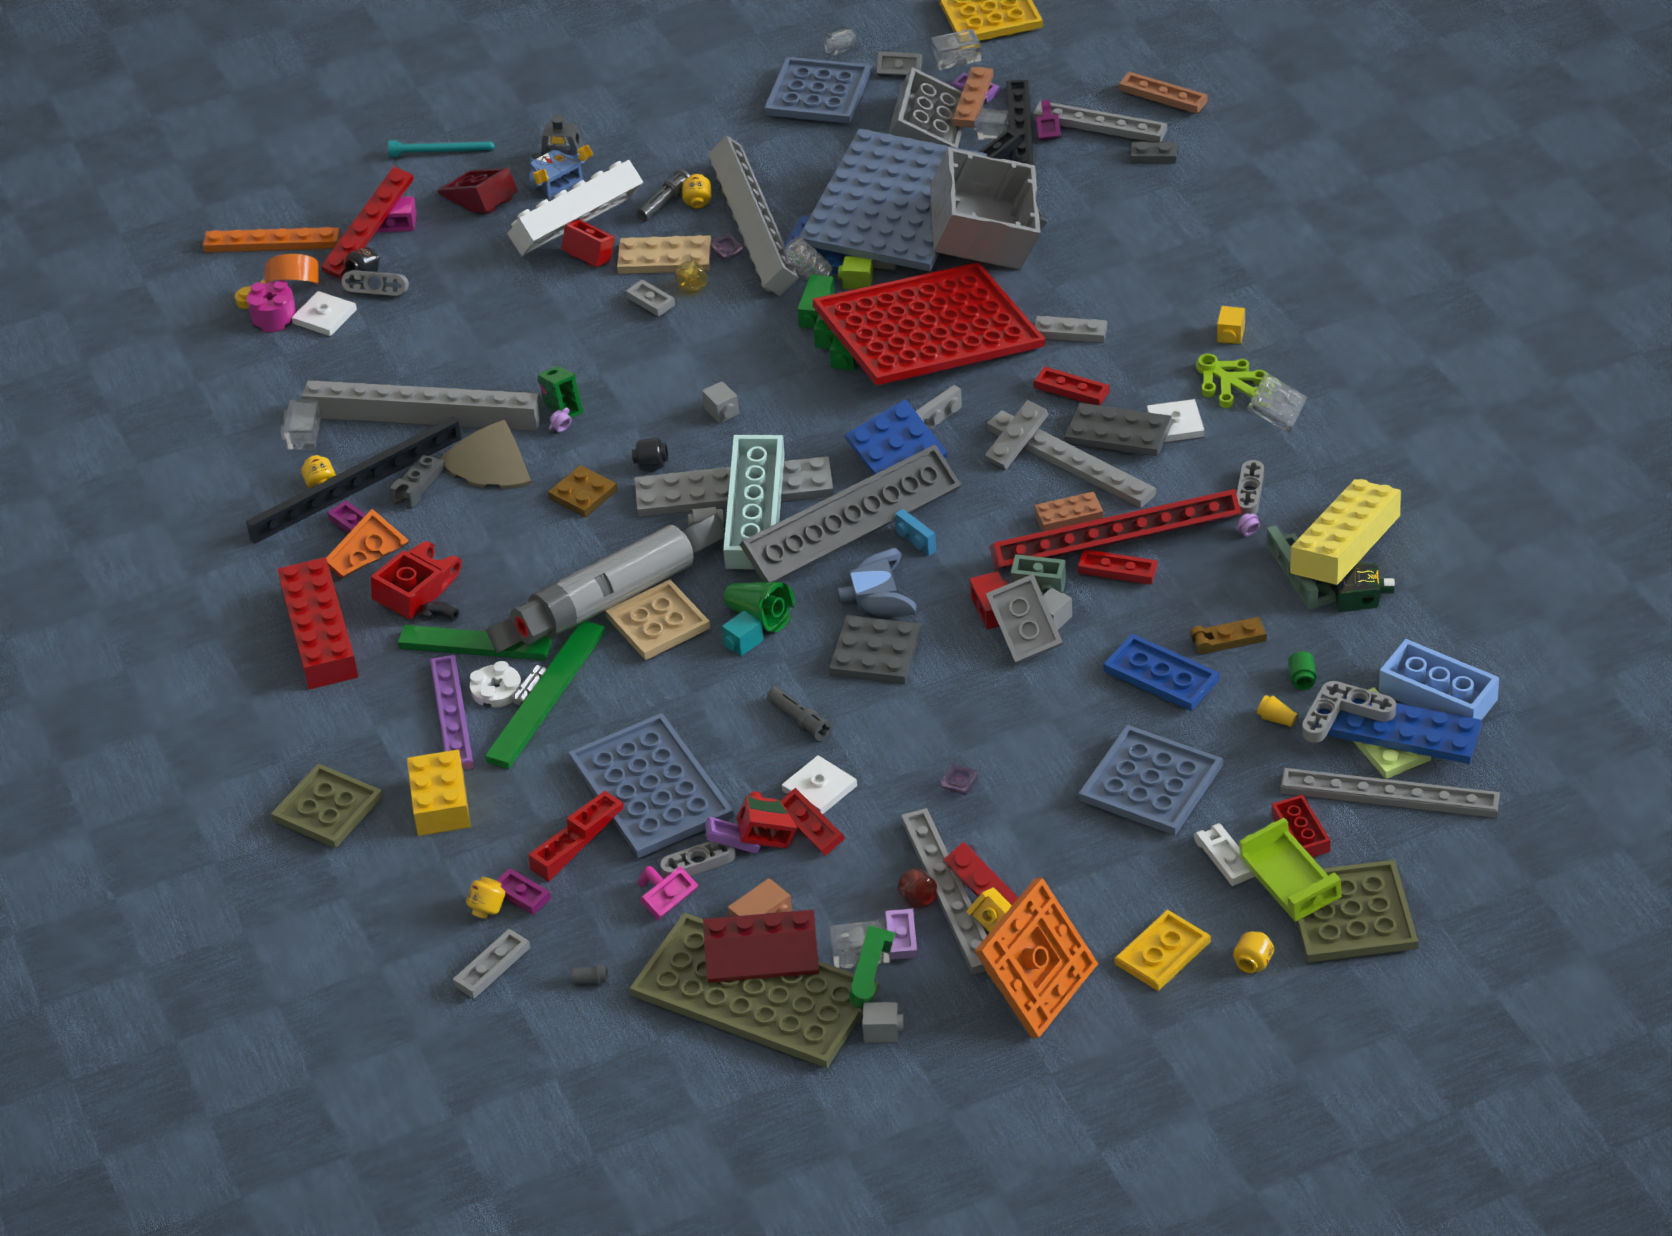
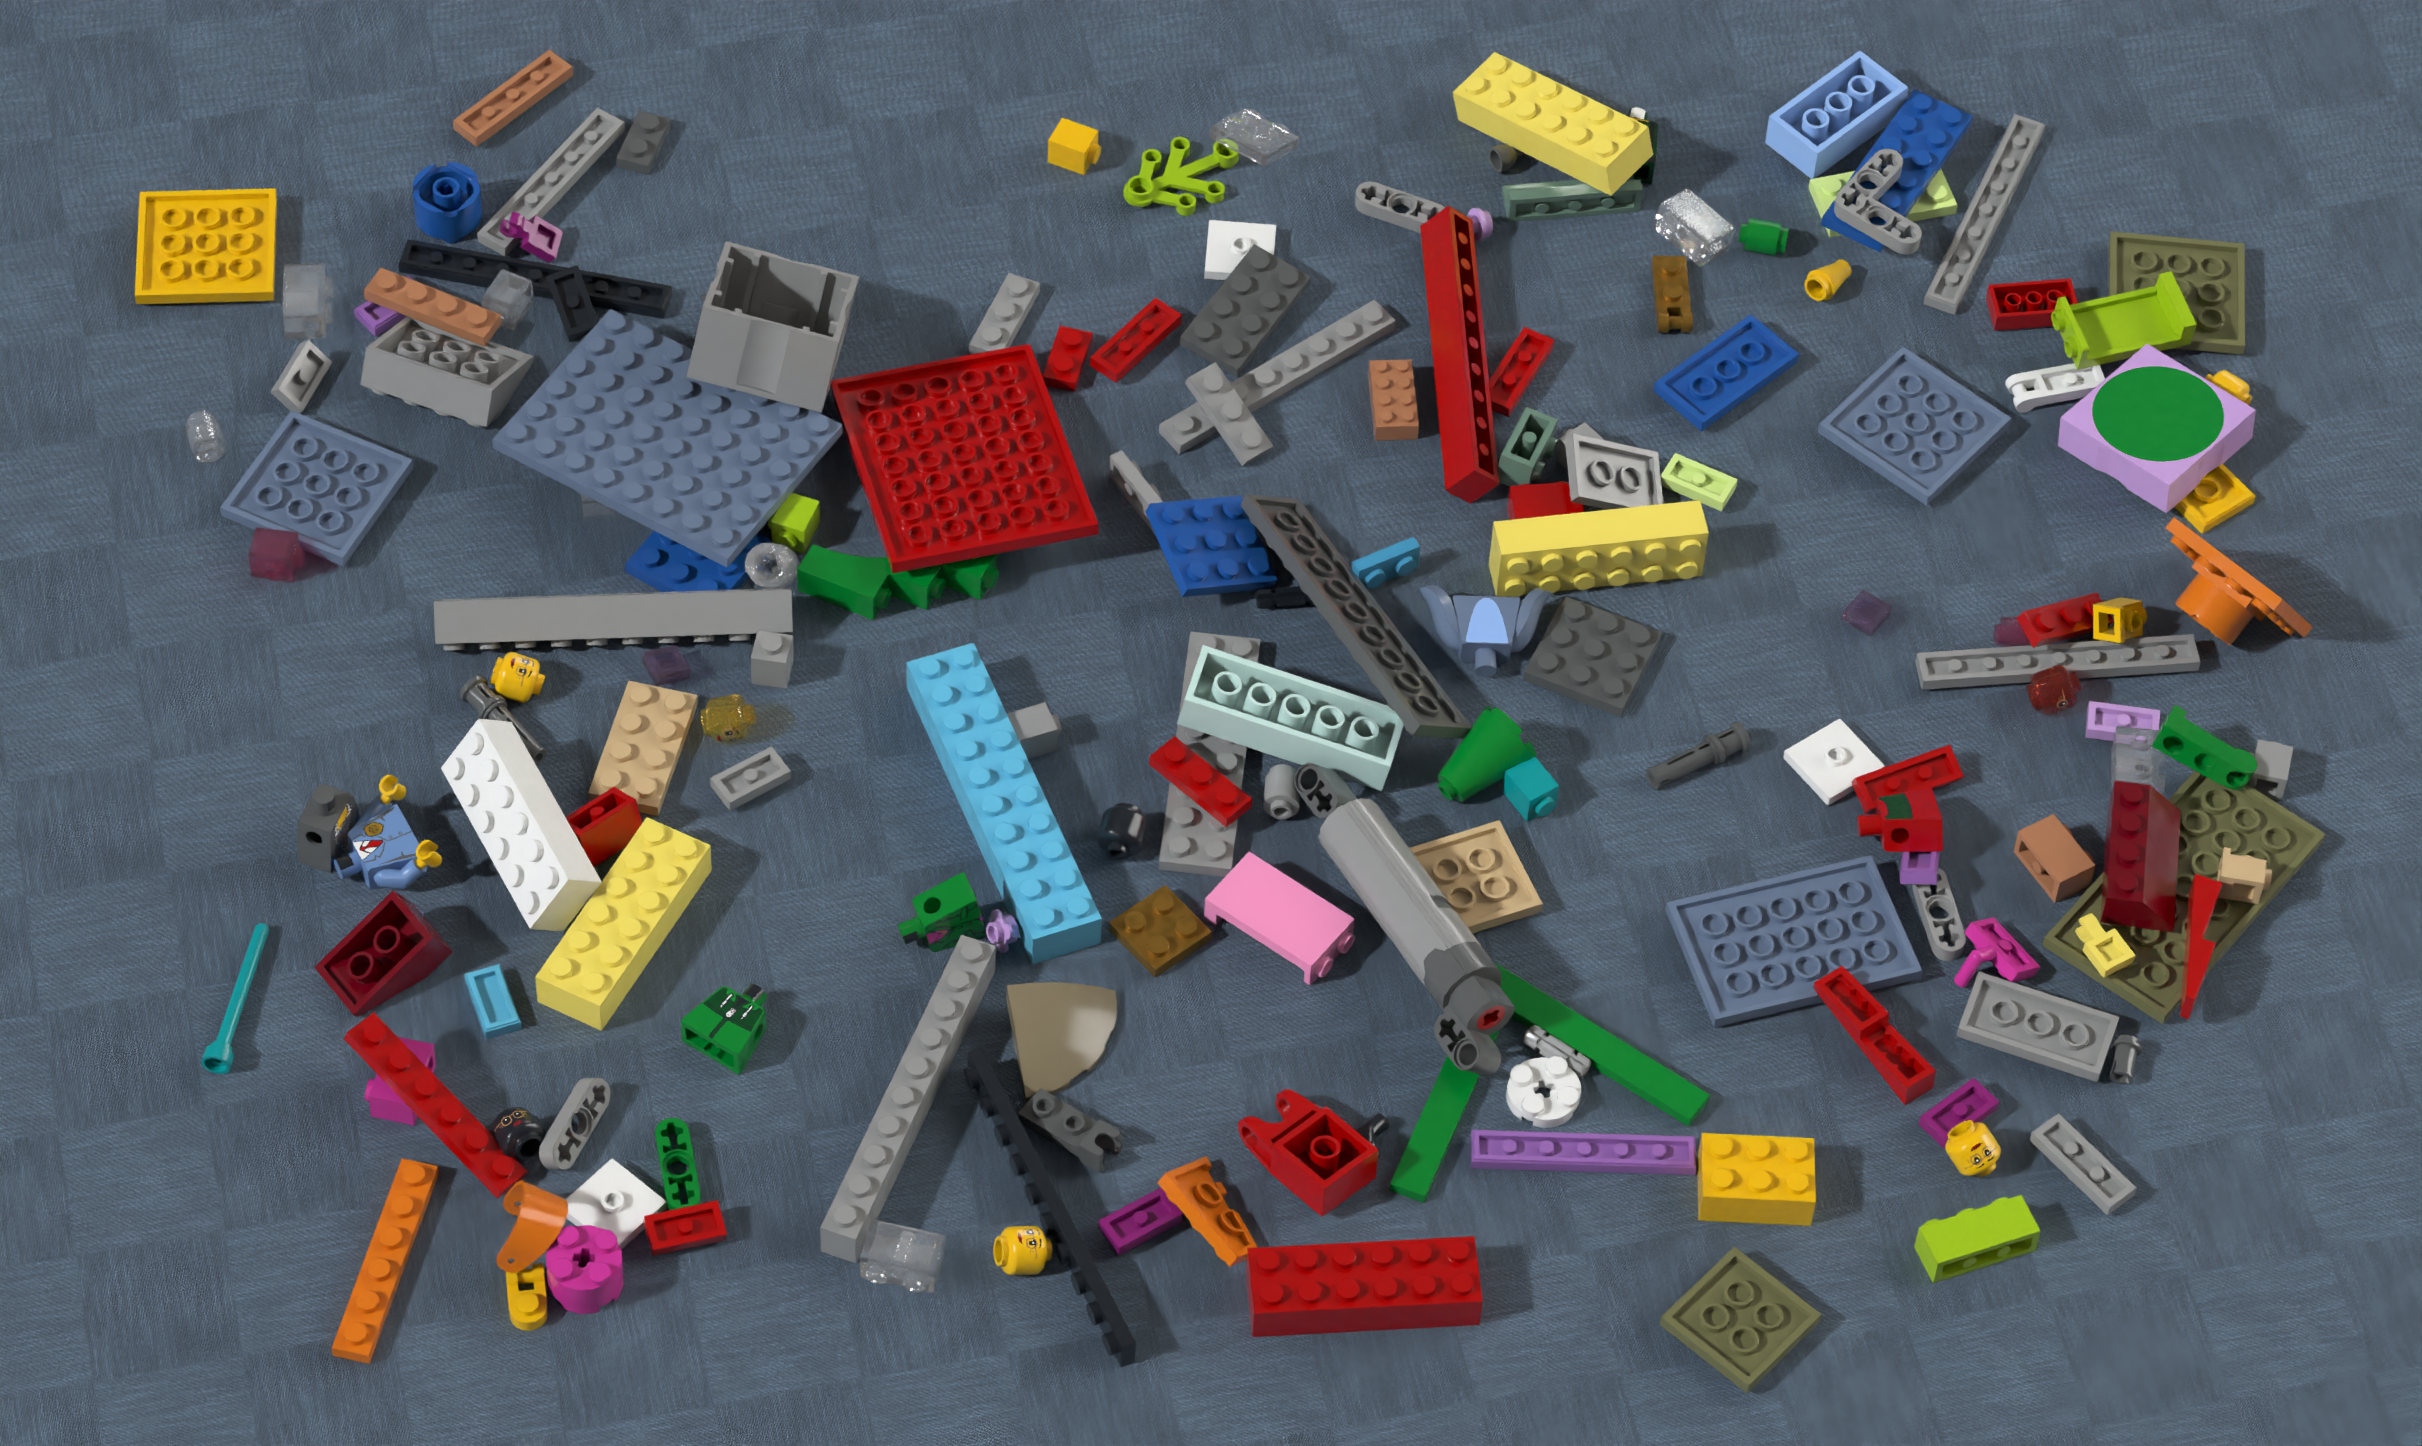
camera: 85 degrees left, 10 degrees up
(310, 339) = (685, 1228): none -> red plate
(341, 335) = (682, 1154): none -> green beam
(414, 913) = (1977, 1238): none -> lime brick
(458, 326) = (727, 1026): none -> green torso
(461, 239) = (492, 1001): none -> medium azure tile
(523, 269) = (623, 923): none -> light yellow brick
(599, 532) = (1281, 916): none -> bright pink panel
(607, 923) = (2037, 1026): none -> light grey plate
(655, 400) = (1003, 803): none -> medium azure brick
(674, 939) = (2104, 949): none -> light yellow plate
(676, 989) = (2198, 951): none -> red slope
(696, 477) = (1200, 781): none -> red plate
(742, 284) = (772, 659): none -> light grey brick
(758, 84) = (275, 554): none -> clear pink brick
(759, 1005) = (2242, 877): none -> tan brick
(956, 624) = (1598, 548): none -> light yellow brick
(1035, 361) = (1067, 358): none -> red plate
(1050, 673) = (1698, 482): none -> yellowish green plate
(1058, 81) = (447, 201): none -> blue brick
(1194, 908) = (2156, 427): none -> tile
(1288, 628) = (1693, 227): none -> clear brick

